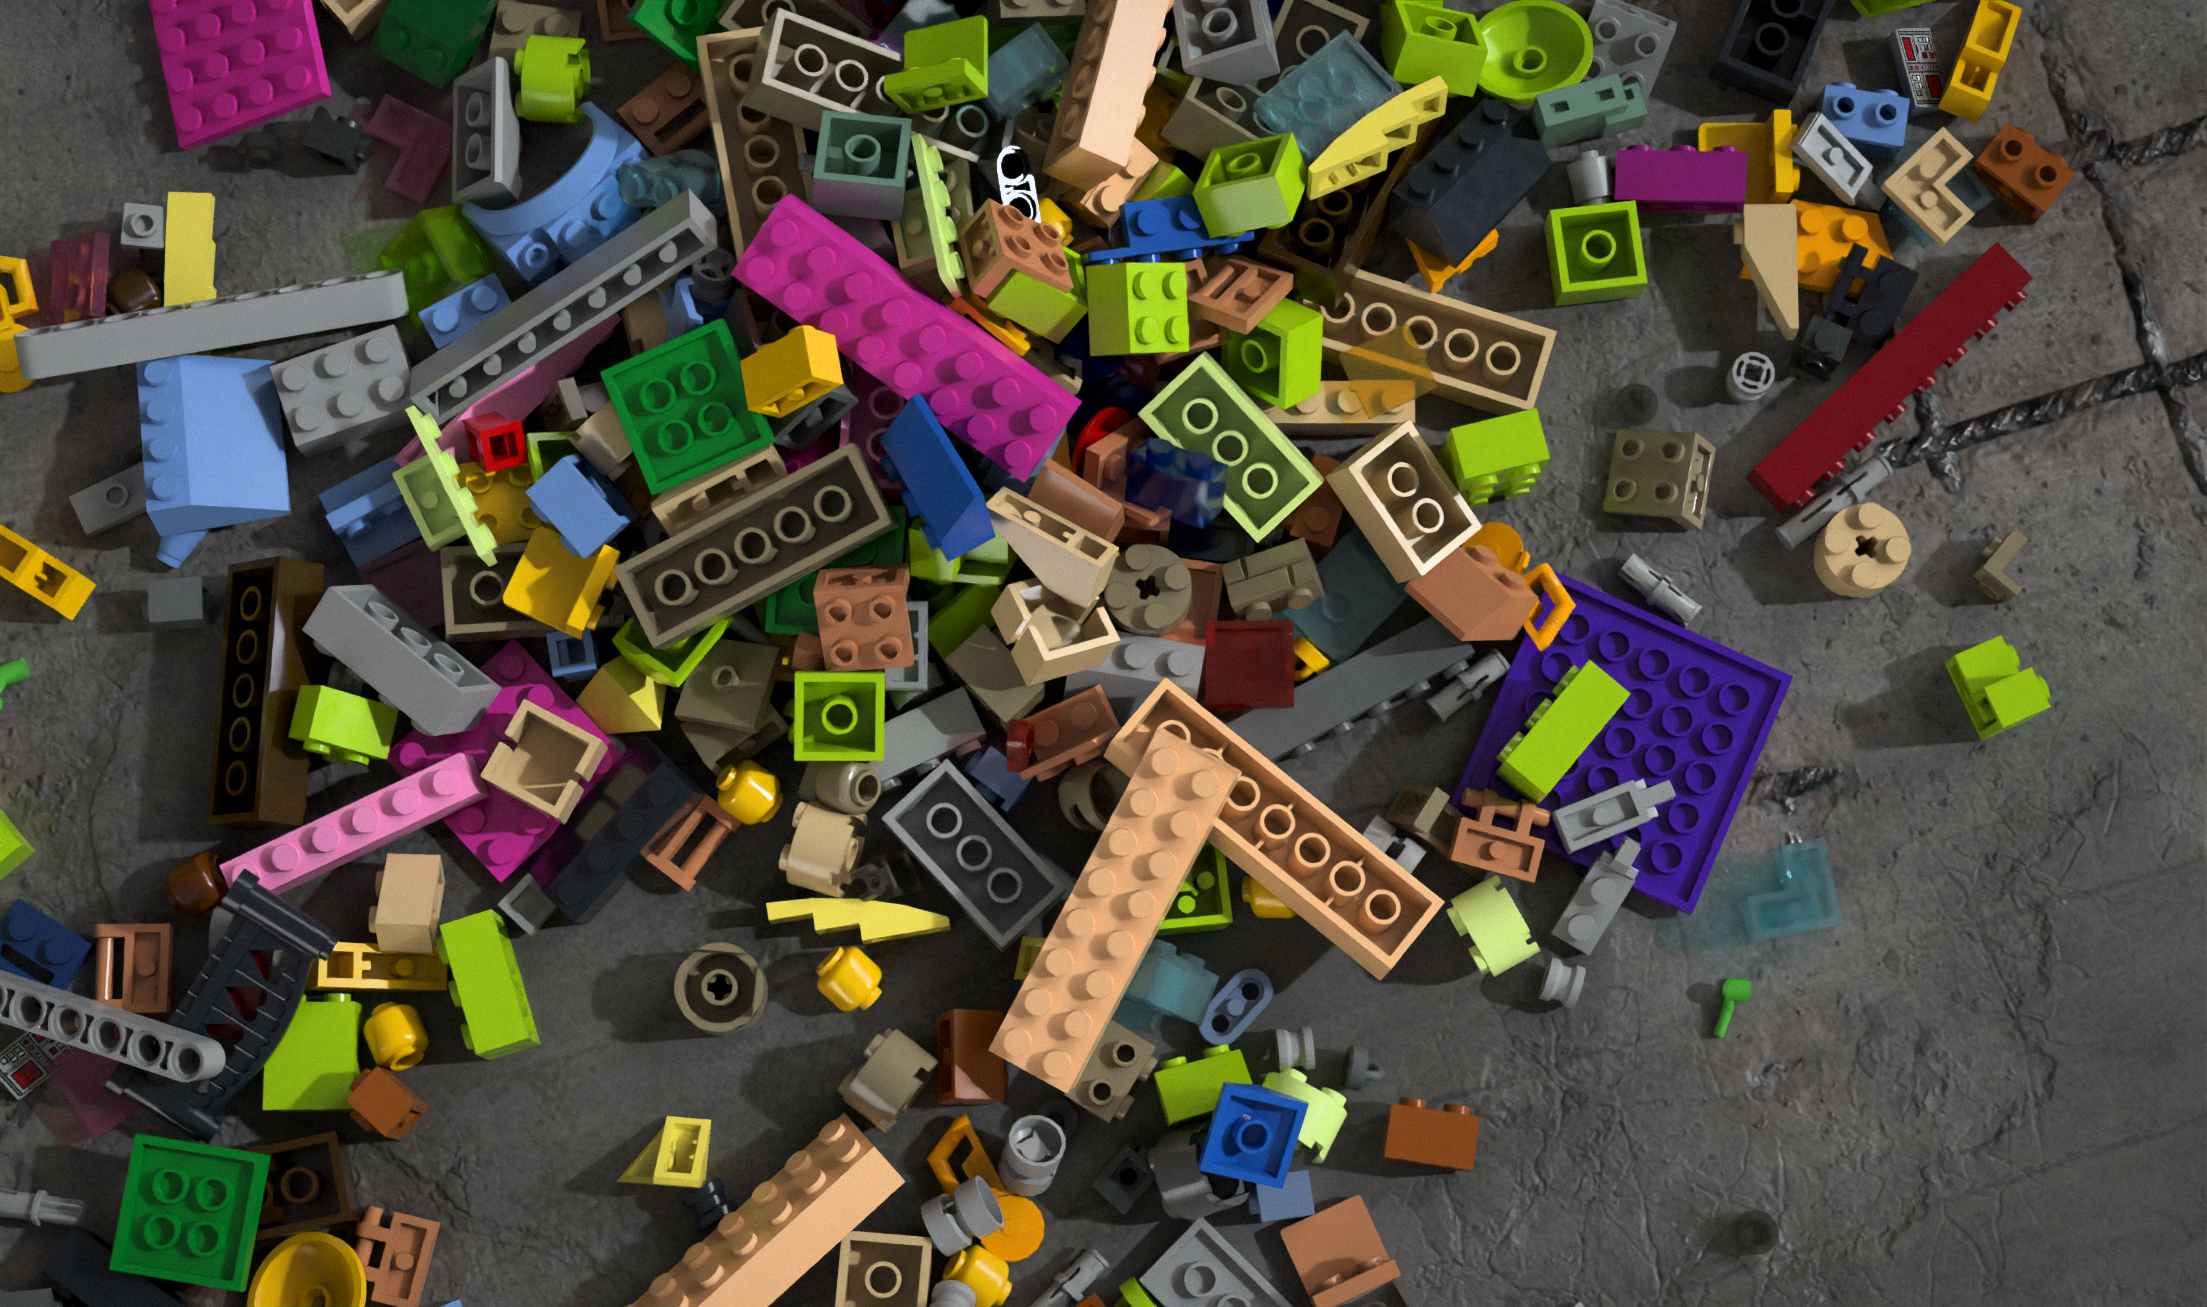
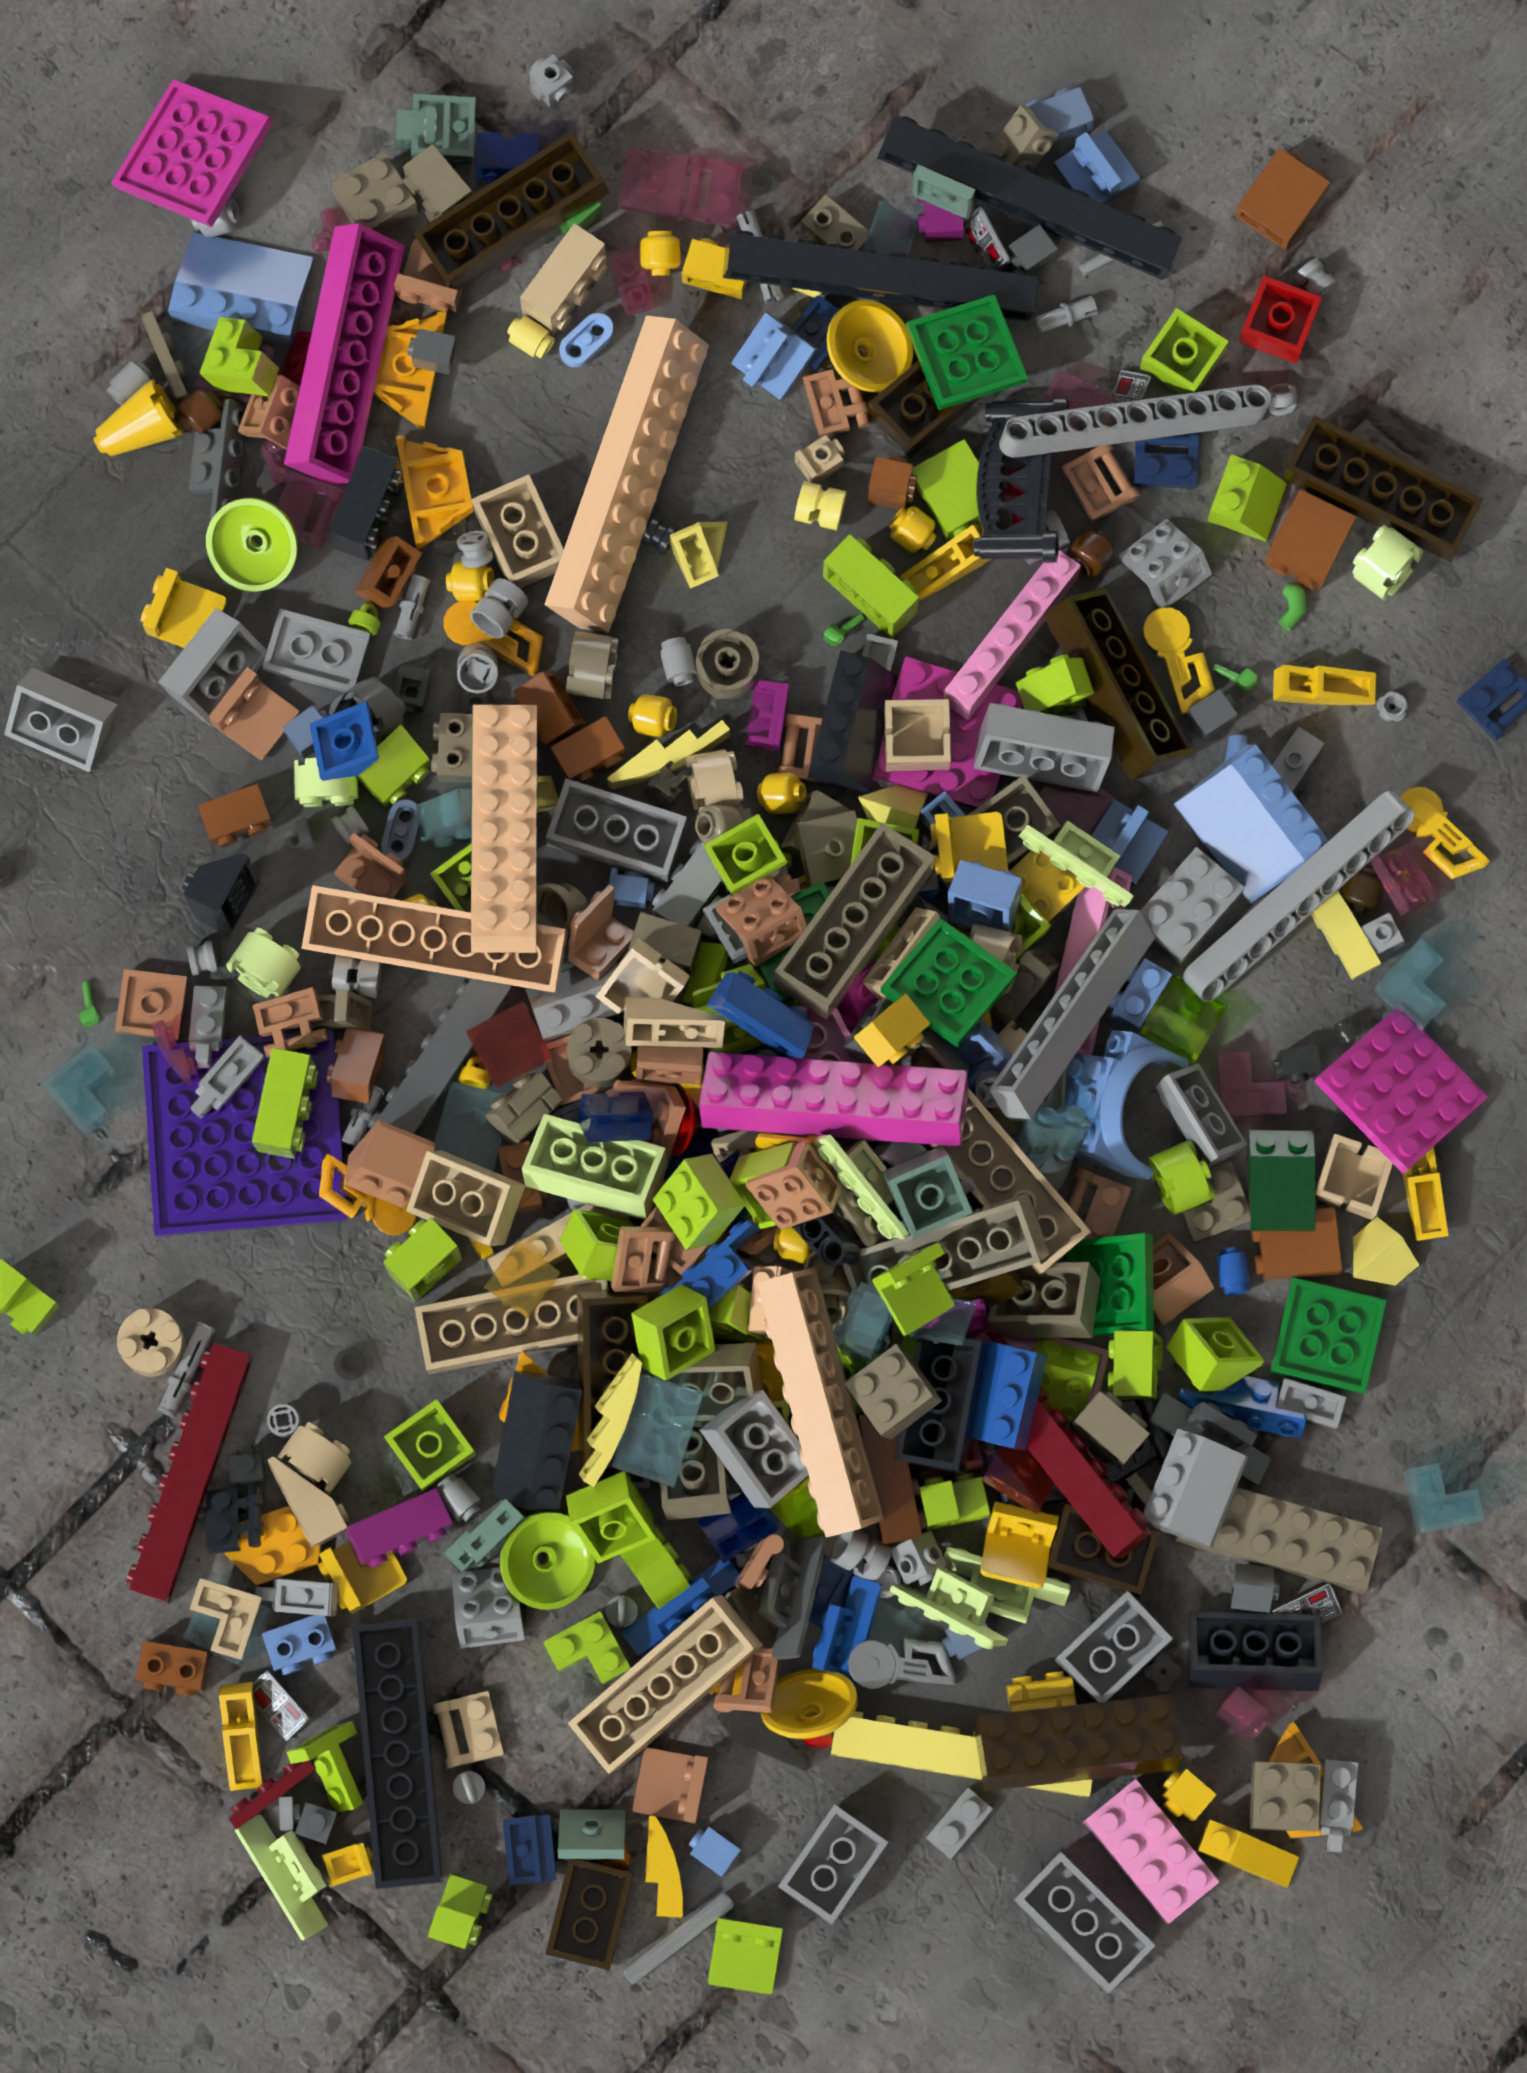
camera: 155 degrees right, 0 degrees up
(115, 823) = (1167, 563): none -> light grey bracket
(116, 626) = (1244, 681): none -> bright green hand
(155, 161) = (1405, 987): none -> clear light blue brick
(170, 732) = (1168, 633): none -> yellow piece
(408, 903) = (952, 609): tan brick -> none
(471, 1196) = (817, 469): none -> tan brick
(490, 1129) = (820, 505): none -> light yellow wheel
(495, 441) = (1068, 913): red brick -> none
(569, 958) = (835, 636): none -> bright green hand
(710, 901) = (767, 715): none -> magenta hinge
(779, 1030) = (678, 661): none -> light grey brick
(953, 974) = (589, 751): none -> dark orange brick
(1020, 744) = (626, 911): clear red tile -> none
(1300, 972) = (370, 870): none -> nougat bracket
(1446, 740) = (357, 1065): none -> dark orange brick
(1512, 1032) = (221, 891): none -> black slope
(1653, 960) = (150, 999): none -> nougat plate
(1659, 590) = (270, 1247): light grey pin -> none
(1660, 475) = (308, 1322): dark tan bracket -> none
(1661, 863) = (178, 1060): none -> clear pink slope
(1739, 309) = (316, 1457): none -> tan brick
(1998, 555) = (59, 1392): dark tan bracket -> none

